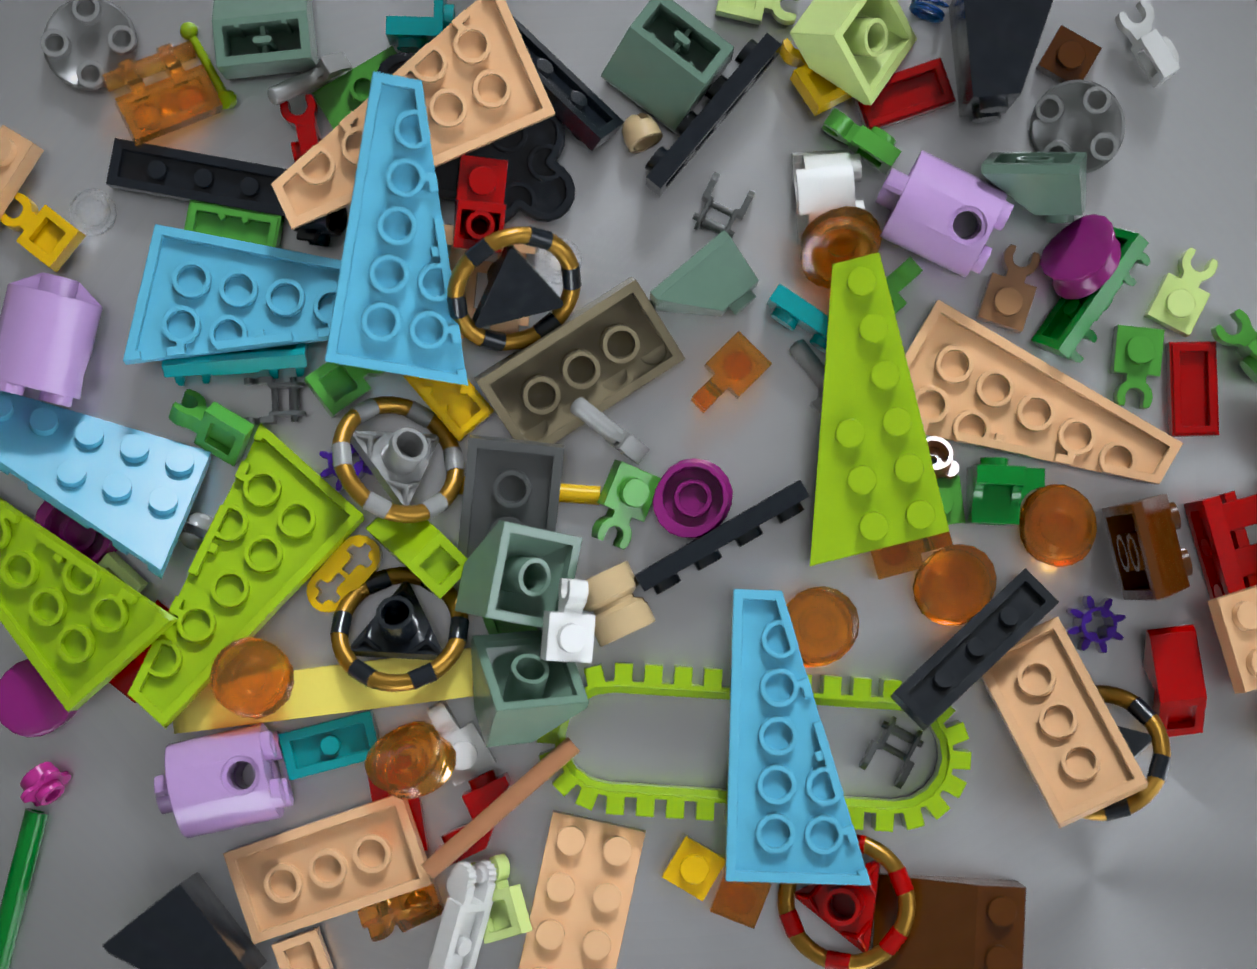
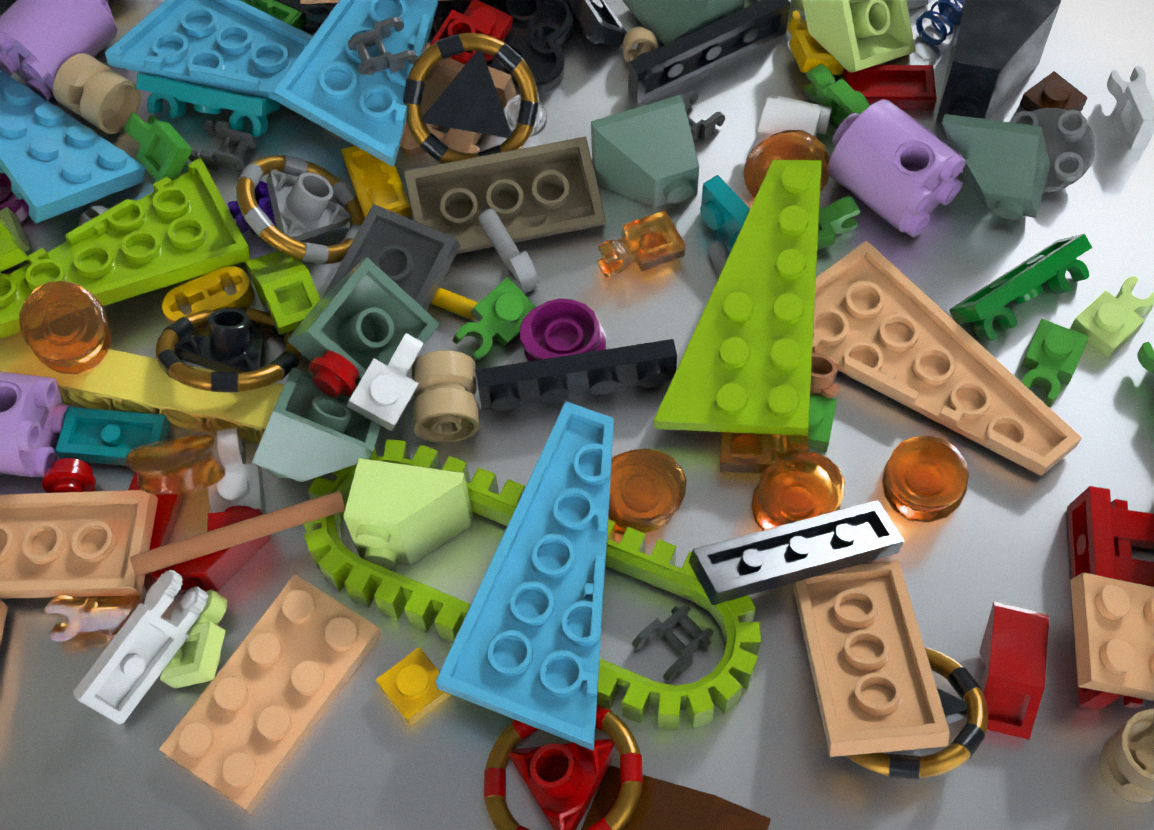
camera: 25 degrees right, 25 degrees down
(115, 388) = (96, 92): none -> tan wheel
(315, 801) = (69, 476): none -> red plate
(339, 385) = (293, 141): bright green plate -> none
(396, 289) = (385, 60): none -> dark grey piece
(519, 637) = (334, 374): none -> red plate
(628, 736) = (404, 511): none -> yellowish green slope
(740, 900) = (452, 732): clear orange plate -> none
(997, 491) = (874, 419): green brick -> none
(1007, 297) = (940, 267): medium nougat plate -> none
(1082, 256) = (1021, 243): magenta piece -> none
(1105, 632) = (948, 575): dark purple gear -> none
(1148, 548) = (1017, 511): reddish brown slope -> none
(1192, 389) = (1105, 401): red tile -> none

